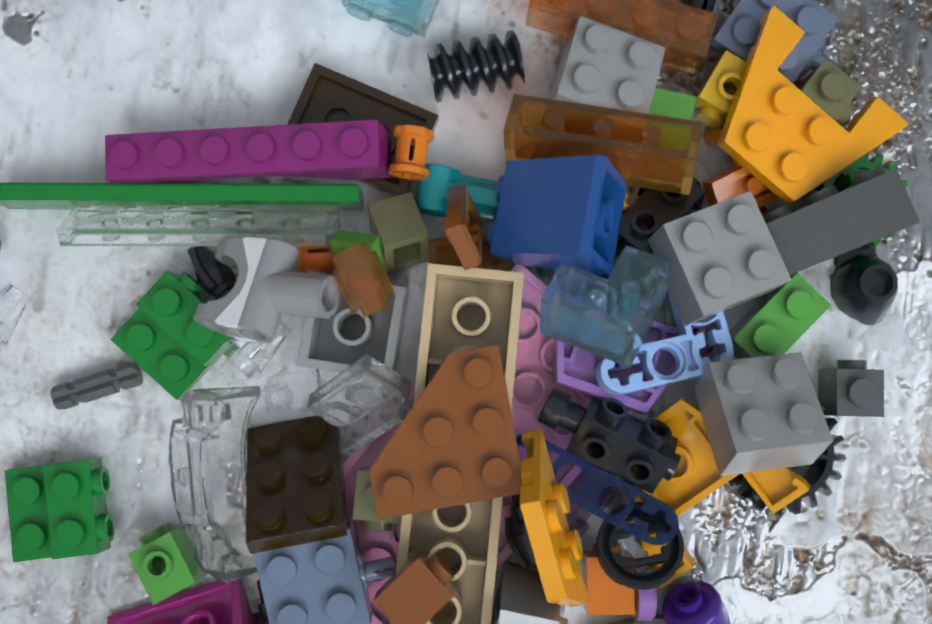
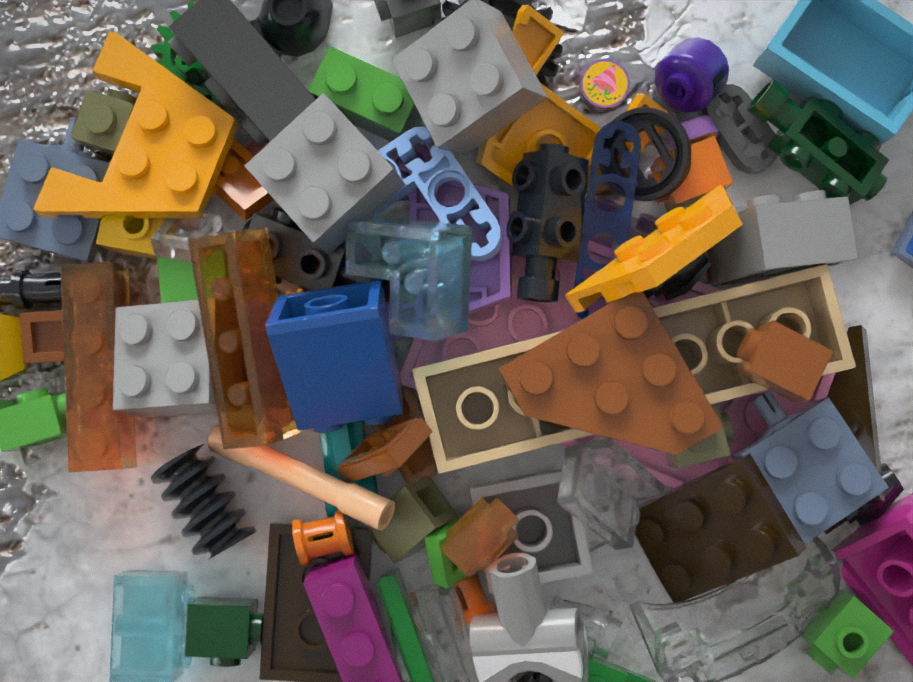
camera: 110 degrees left, 0 degrees up
(366, 47) = (223, 629): none -> dark green brick
(435, 183) = (347, 497): none -> light nougat piece
(708, 110) = (173, 235): none -> clear plate
(713, 535) = (604, 85): none -> tile

